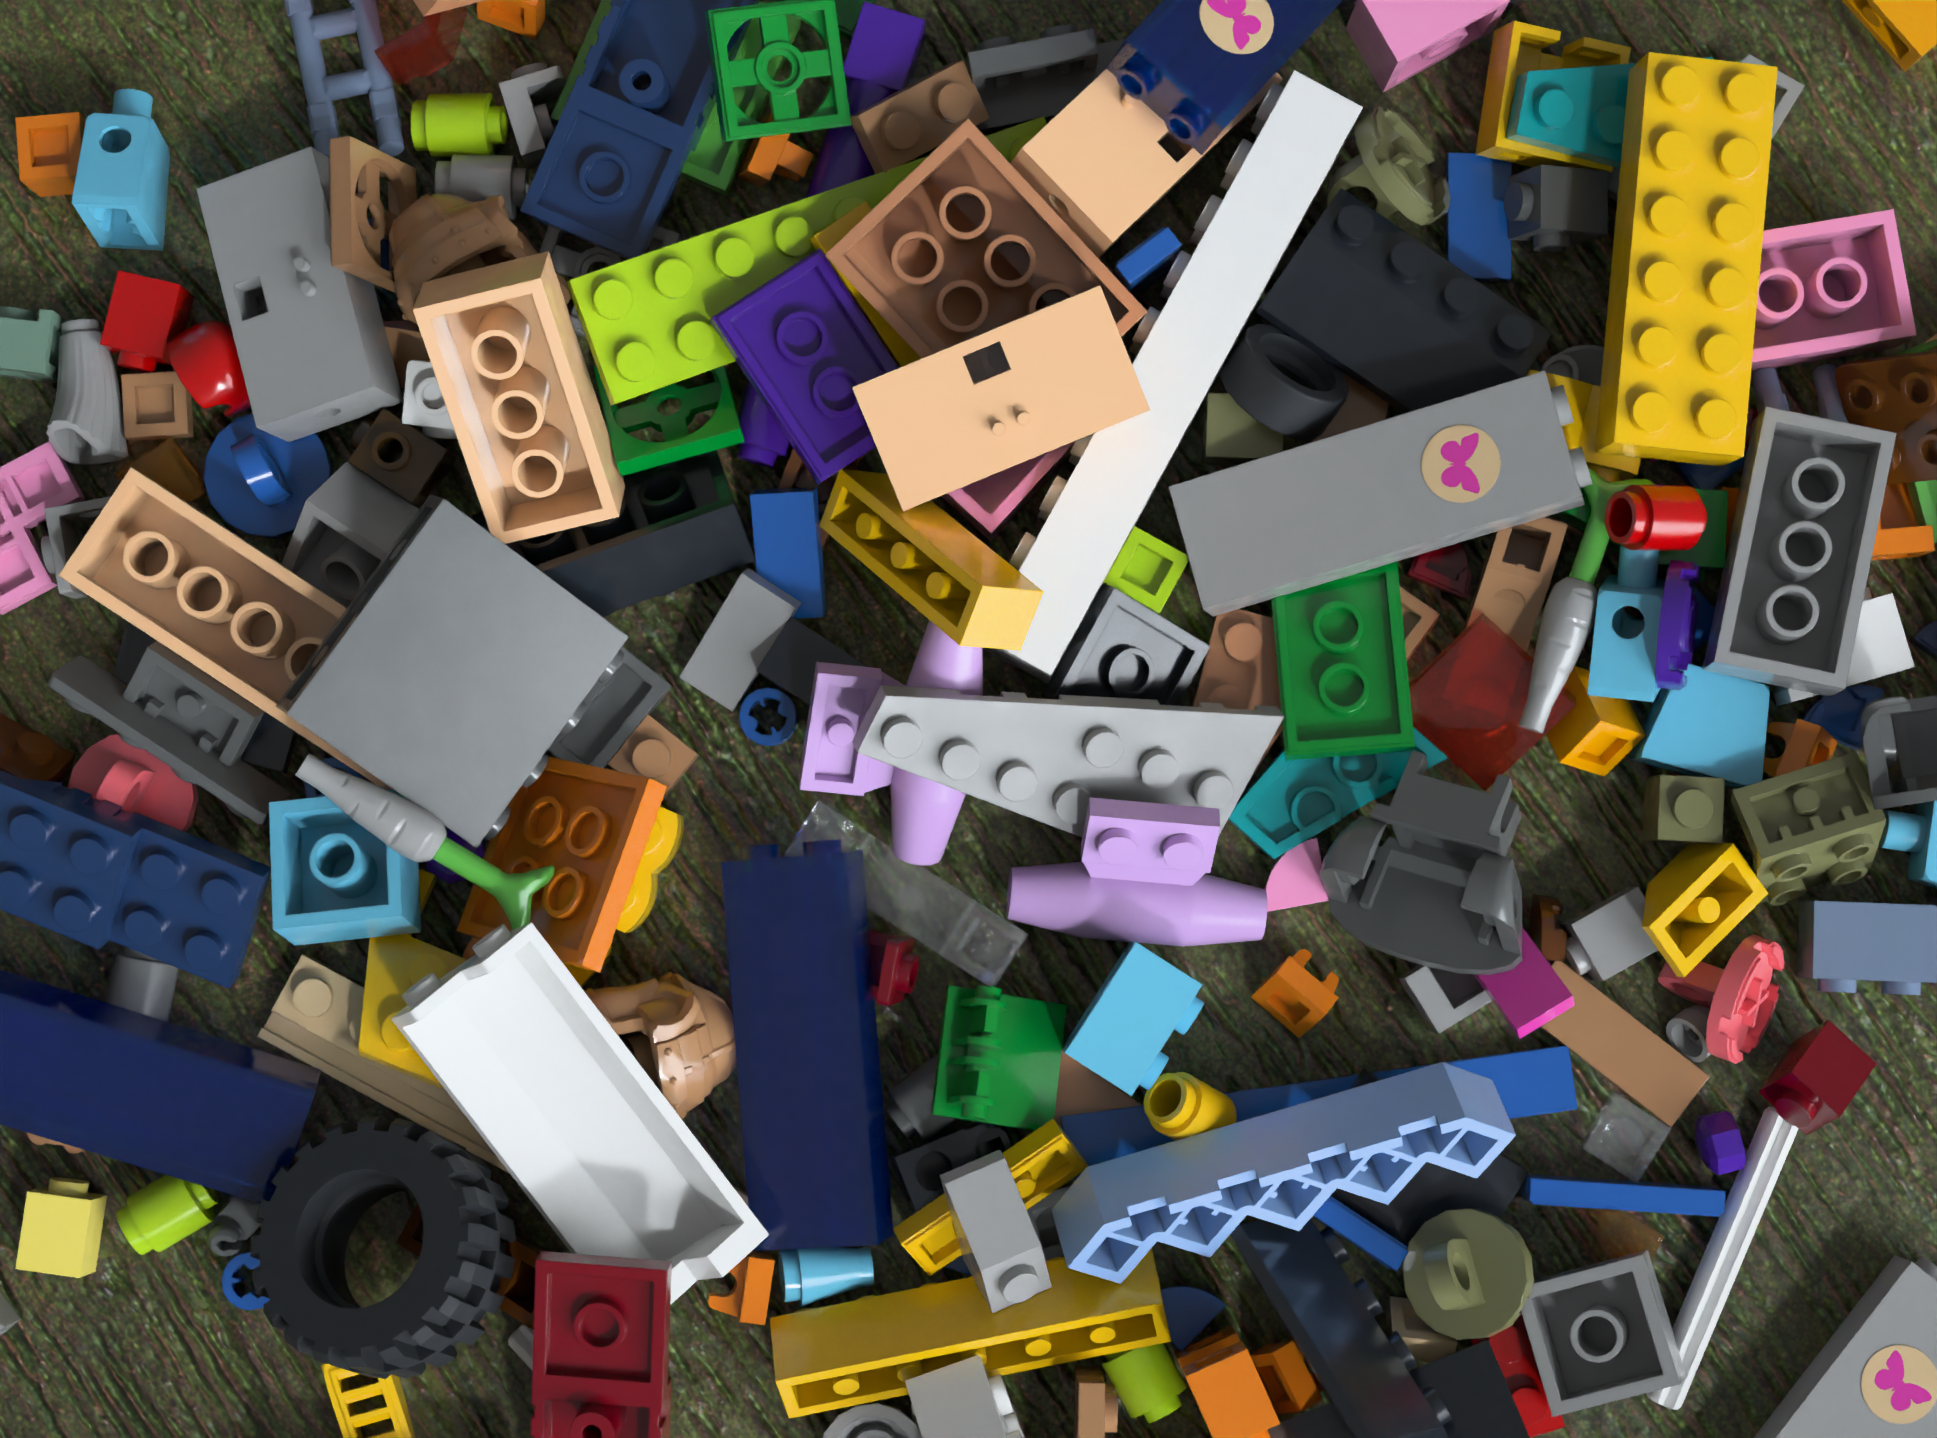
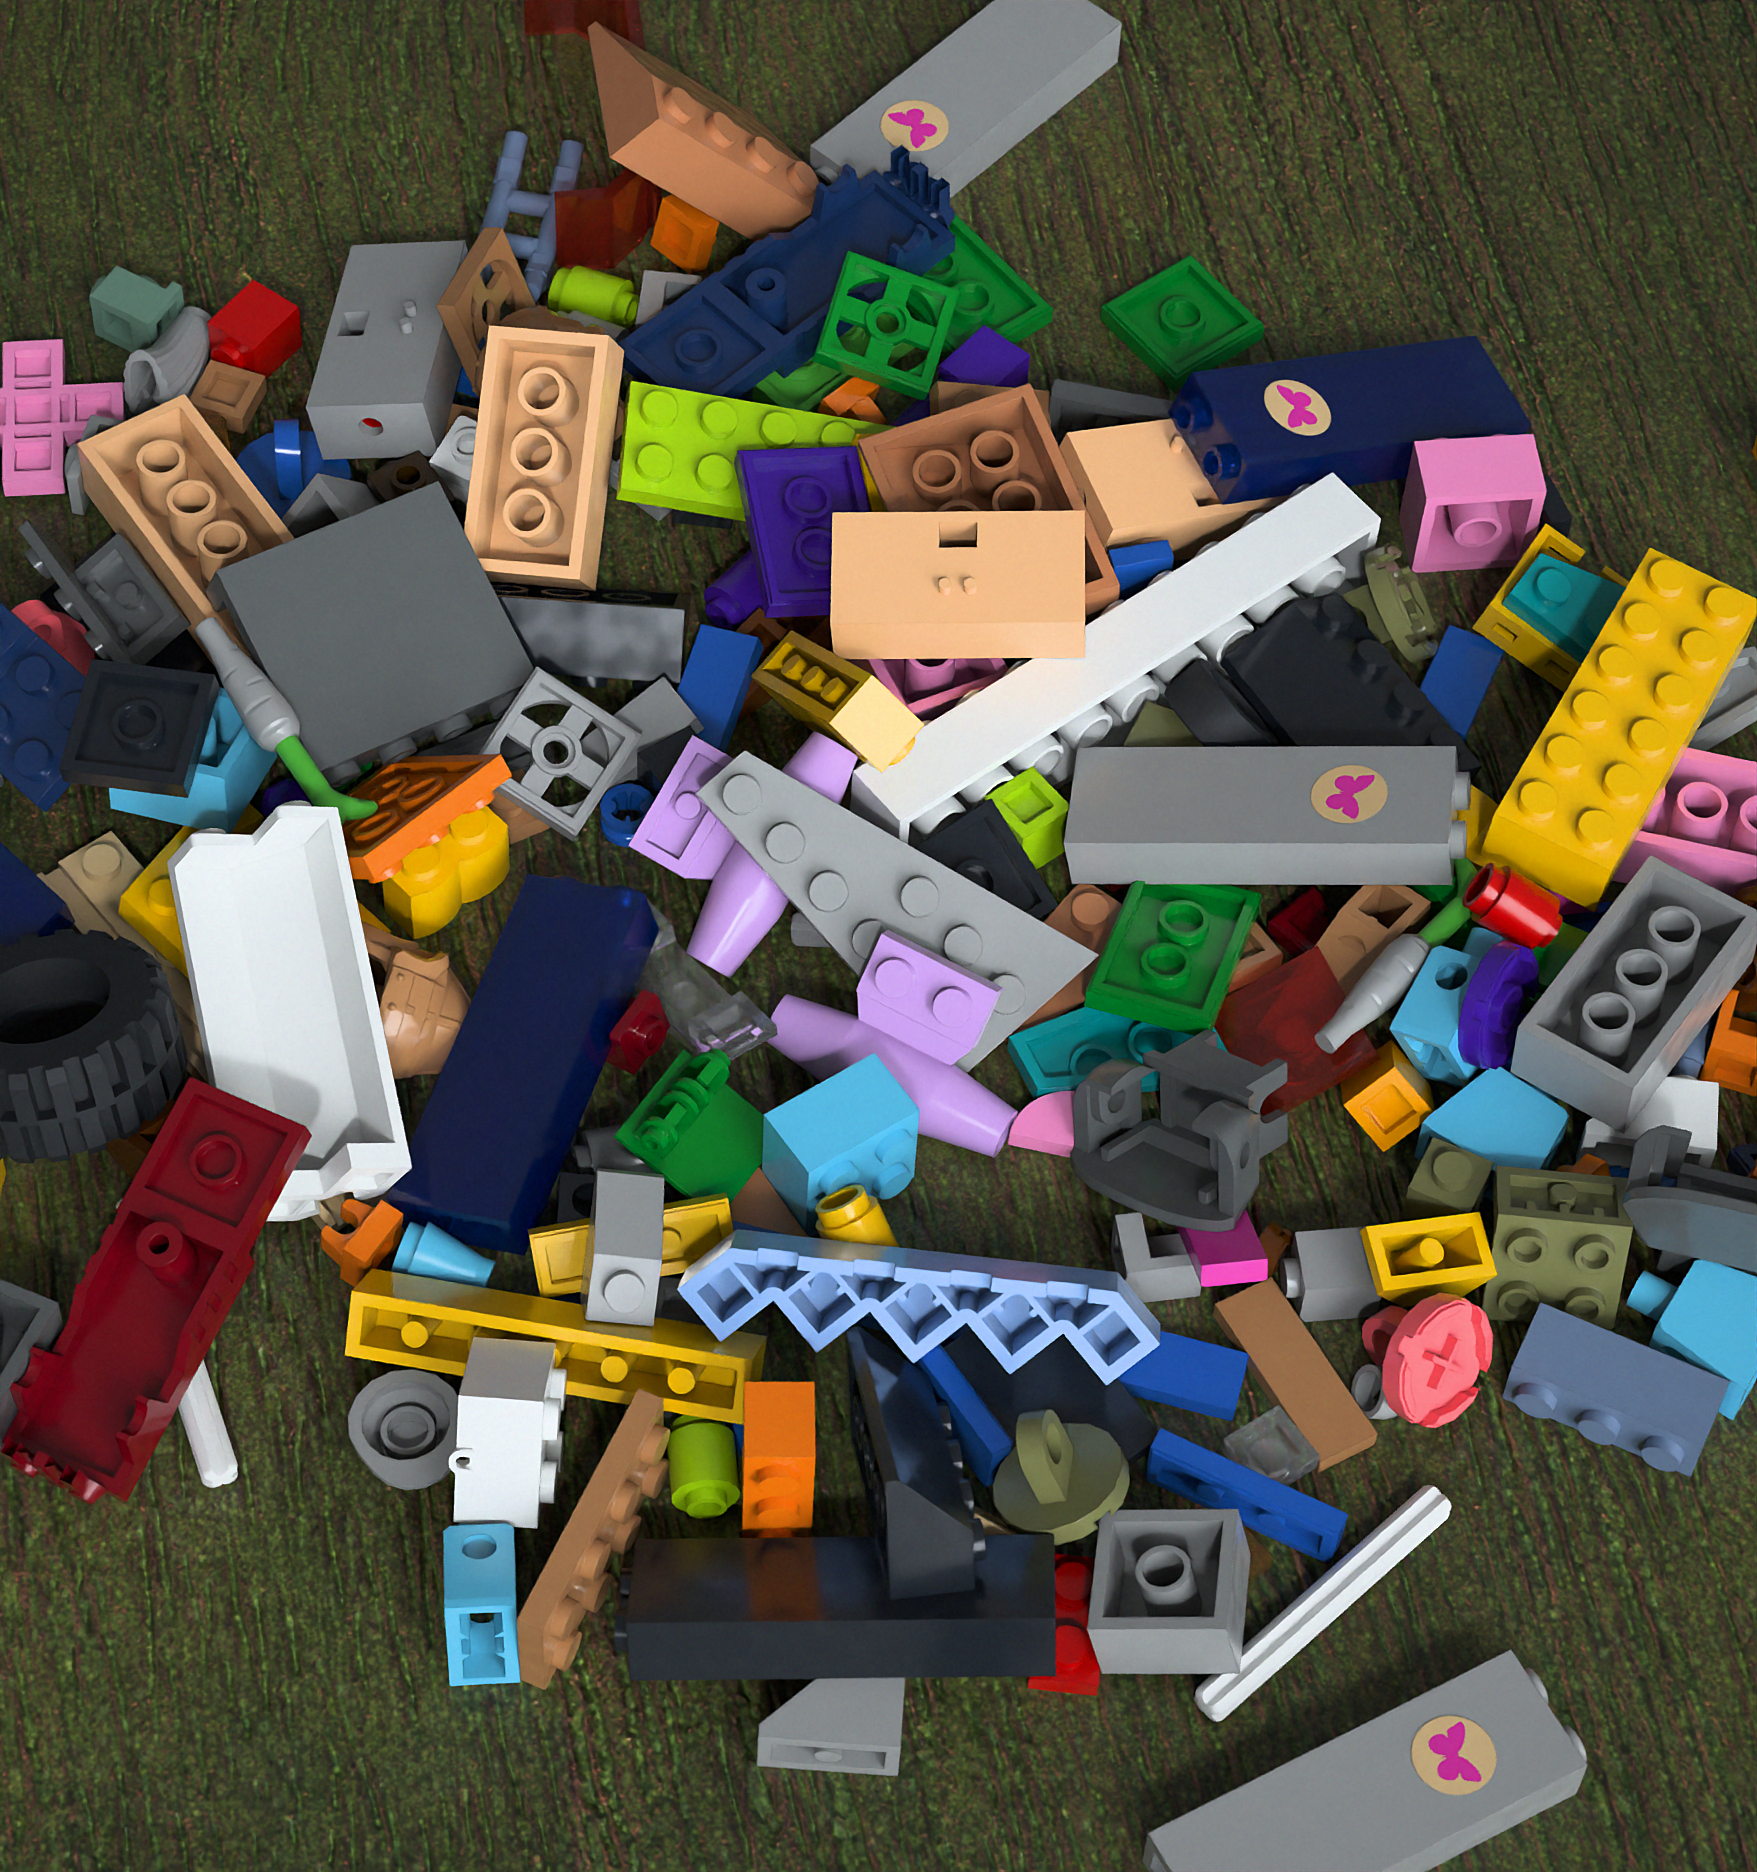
camera: 20 degrees right, 30 degrees down
(49, 151) = (244, 197): orange panel -> none
(123, 175) = (293, 228): medium azure torso -> none
(210, 366) = (289, 370): red hair -> none
(298, 908) = (139, 728): none -> black plate
(638, 455) = (668, 533): green piece -> none
(718, 759) = (618, 738): none -> light grey piece
(1286, 1377) = (841, 1509): orange tile -> none
(1296, 995) = (1005, 1207): orange tile -> none
(1557, 206) = (1524, 686): dark grey brick -> none
(1719, 1142) = (1362, 1490): dark purple tile -> none
(1817, 1078) = (1482, 1463): dark red brick -> none

